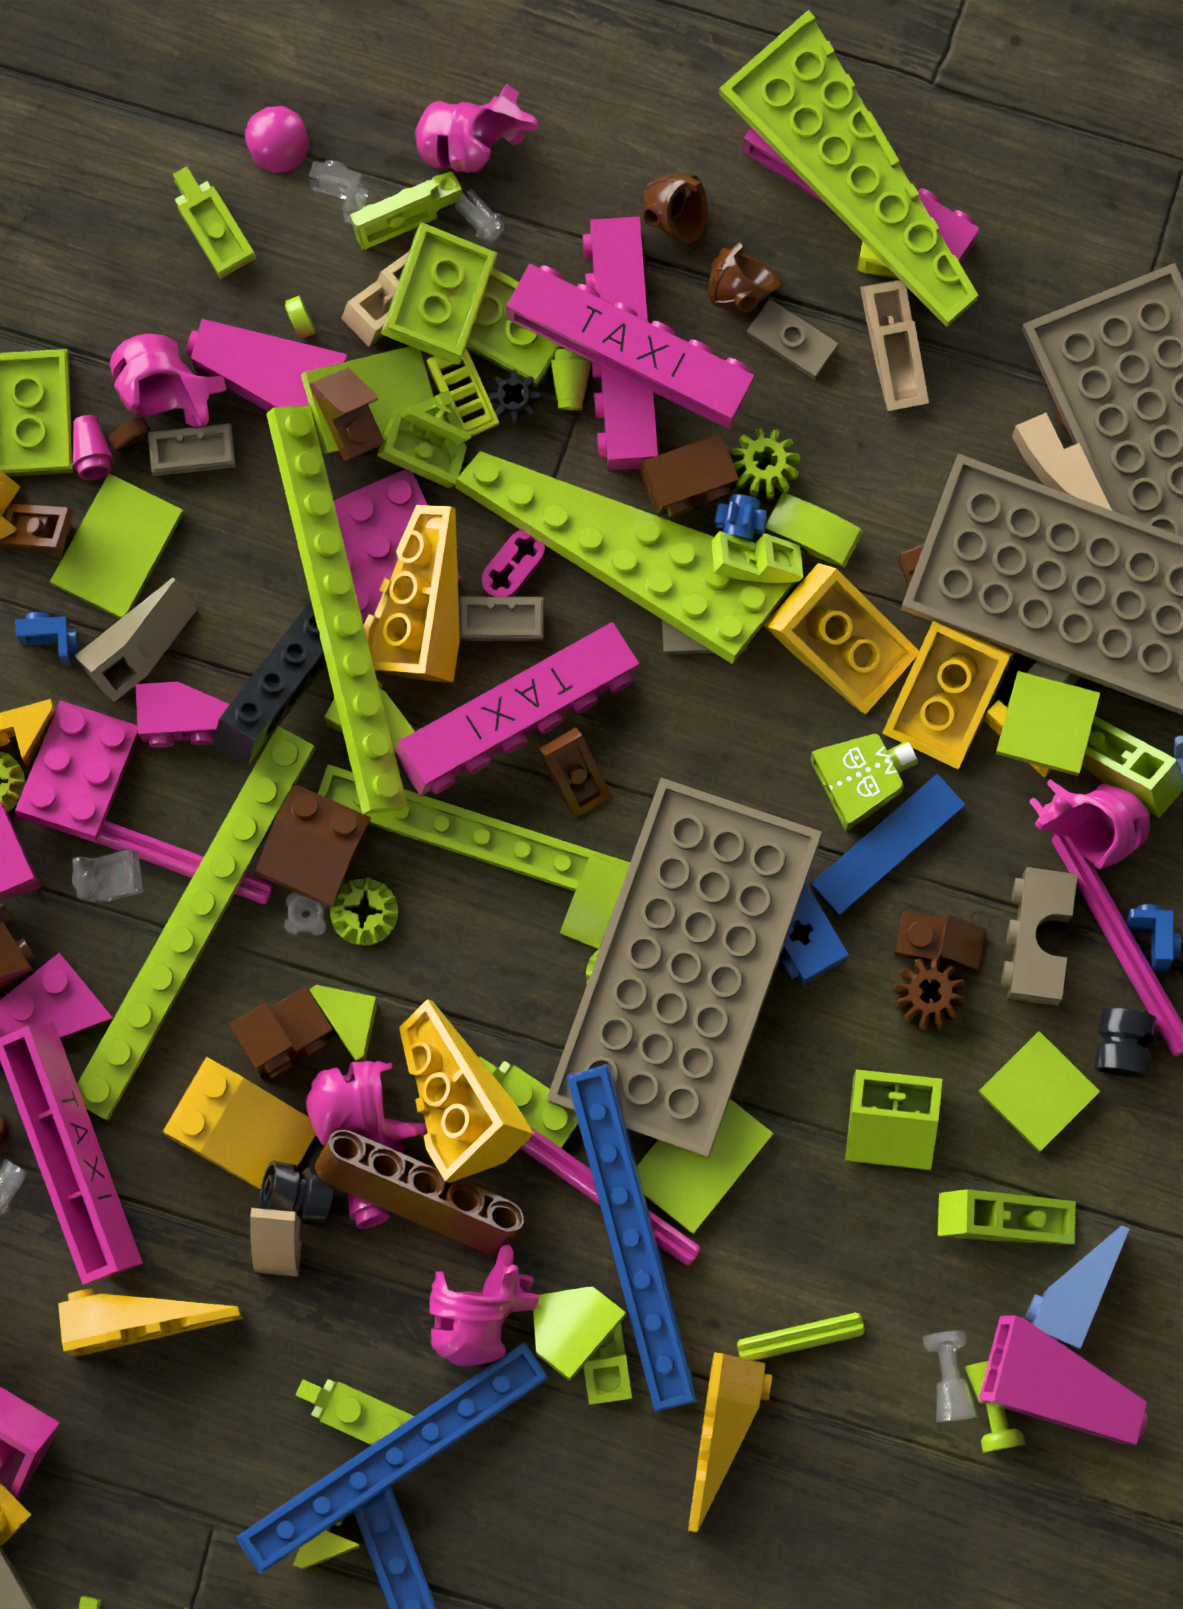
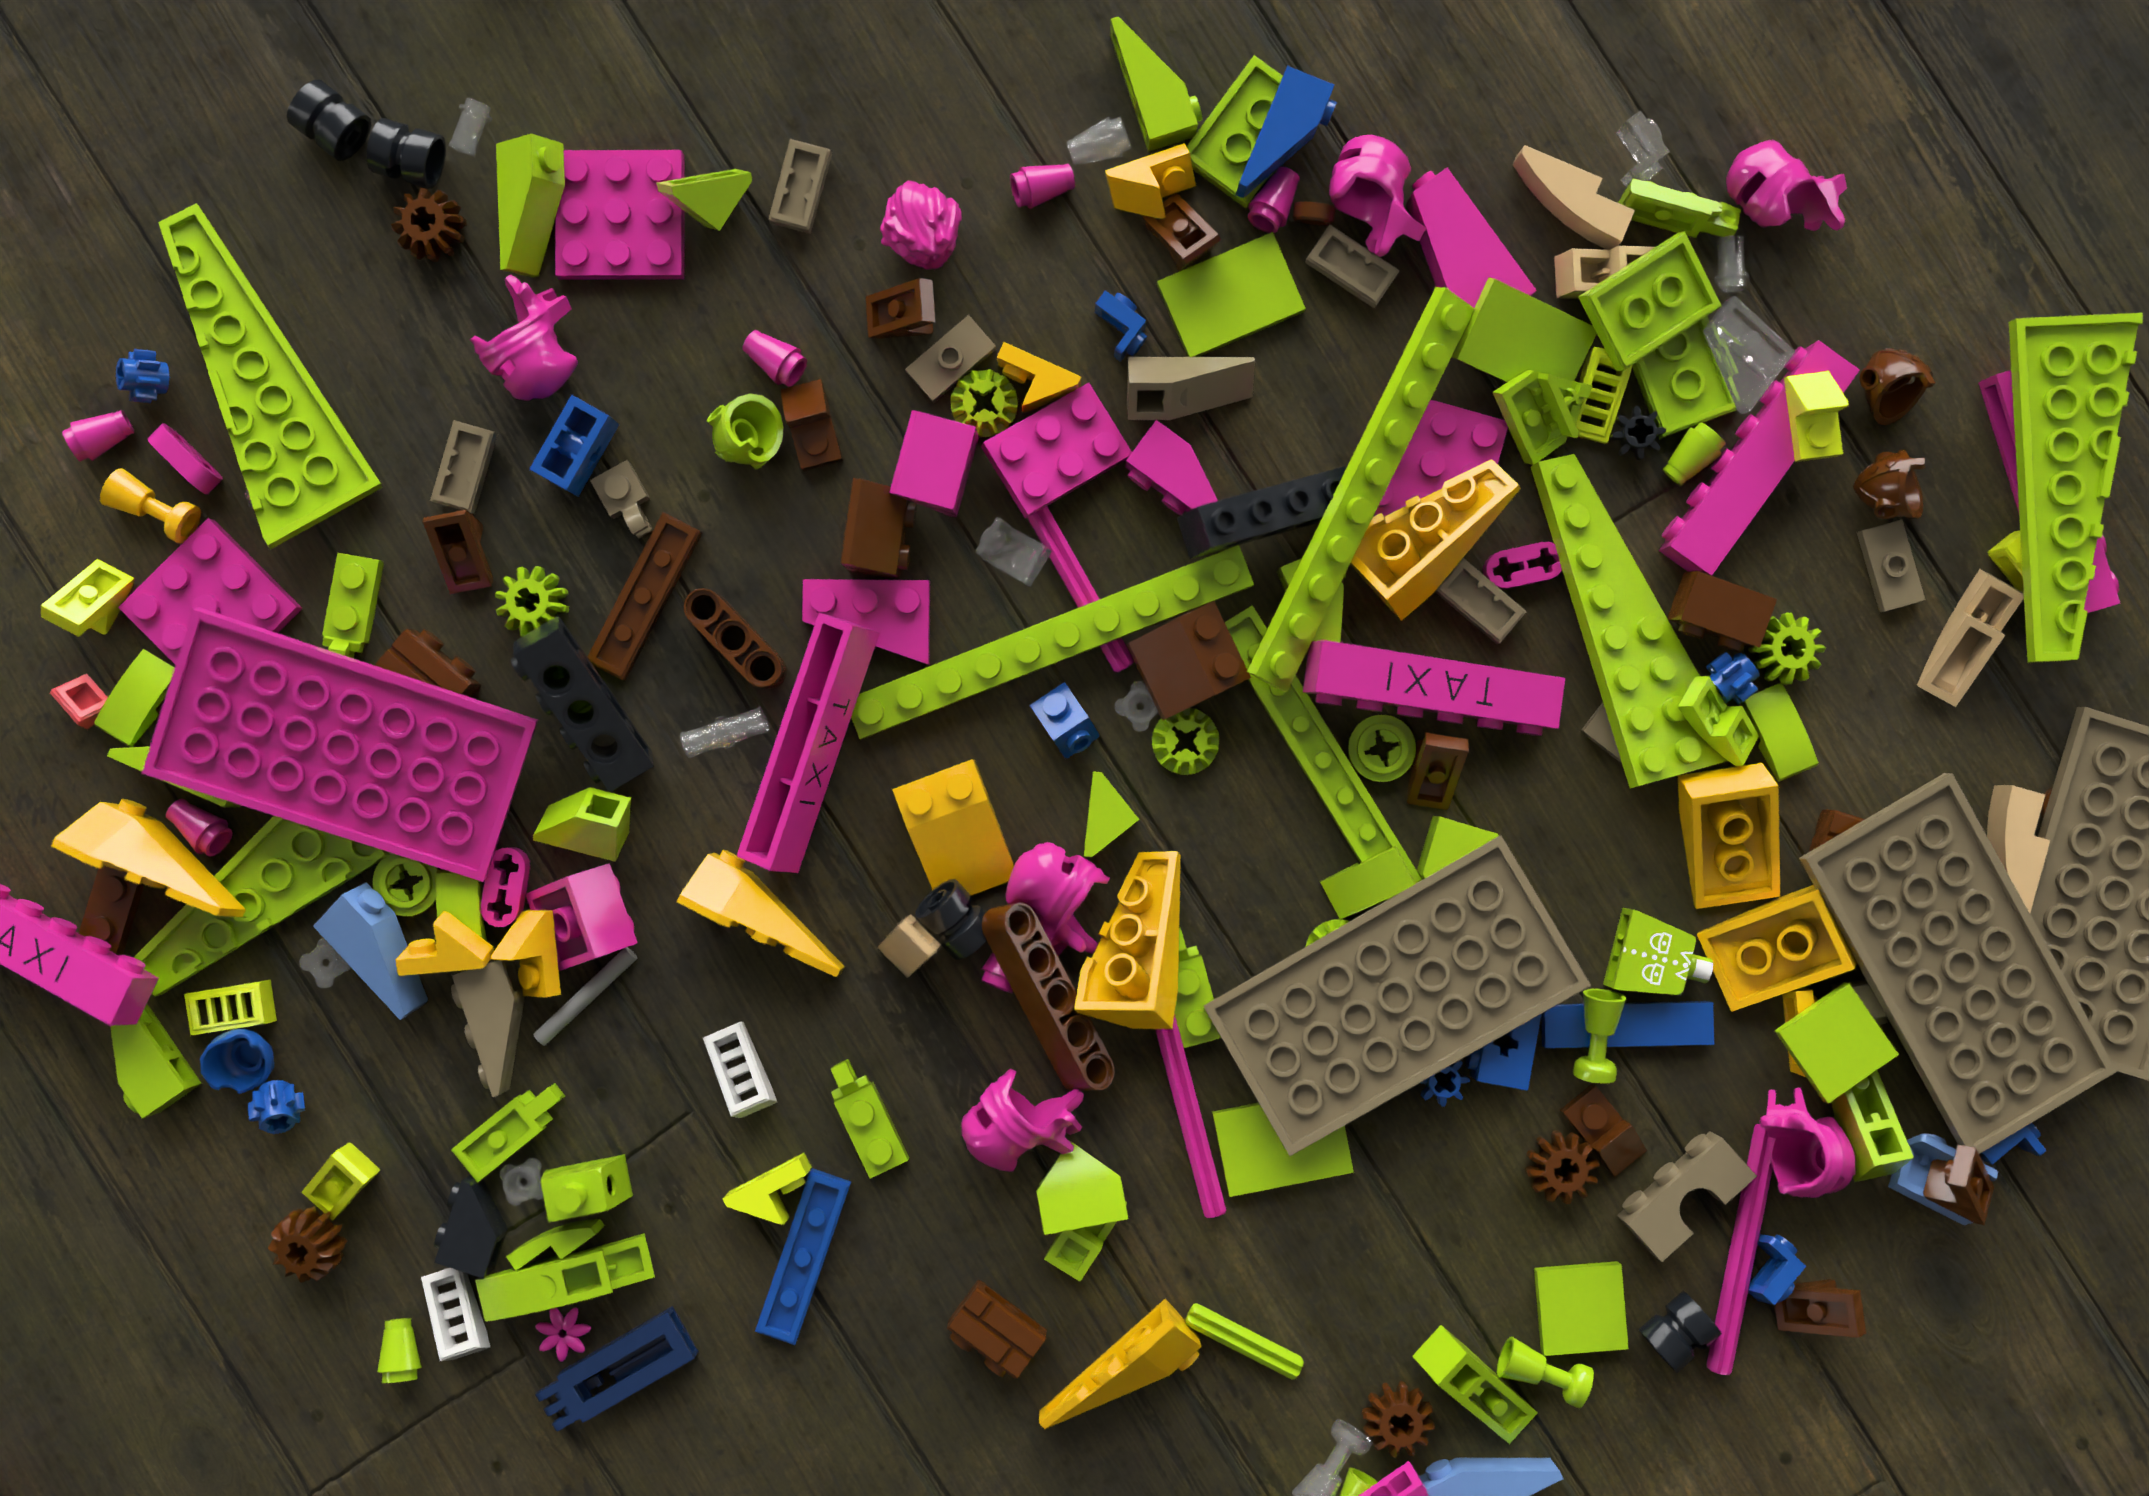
camera: 35 degrees right, 10 degrees up
(52, 1505) = (585, 996): none -> light grey bar
(55, 383) = (1291, 122): none -> blue slope
(212, 224) = (1516, 96): lime hinge -> none
(256, 972) = (1065, 720): none -> bracket
(256, 1477) = (753, 1065): none -> white slope
(277, 139) = (1624, 69): dark pink hair -> none
(282, 1033) = (1046, 786): reddish brown brick -> none
(300, 317) = (1523, 229): lime tile -> none
(316, 264) = (1573, 198): none -> tan slope
(346, 410) = (1500, 335): reddish brown slope -> none
(391, 1458) = (860, 1181): blue tile -> none
(517, 772) = (1398, 759): none -> lime gear
(560, 255) = (1745, 352): none -> clear wing
(597, 1491) = (996, 1330): none -> reddish brown brick
(628, 817) = (1448, 842): none -> lime slope
(630, 276) = (1813, 415): none -> neon yellow slope
(630, 345) = (1767, 470): dark pink brick -> none
(632, 1238) = (1181, 1163): blue tile -> none
(788, 998) = (1451, 1089): none -> blue gear
(861, 856) = (1601, 1017): none -> lime piece
(893, 1119) = (1454, 1241): lime slope -> none
(958, 1284) = (1400, 1404): none -> reddish brown gear
(1035, 1167) = (1526, 1365): none -> lime piece

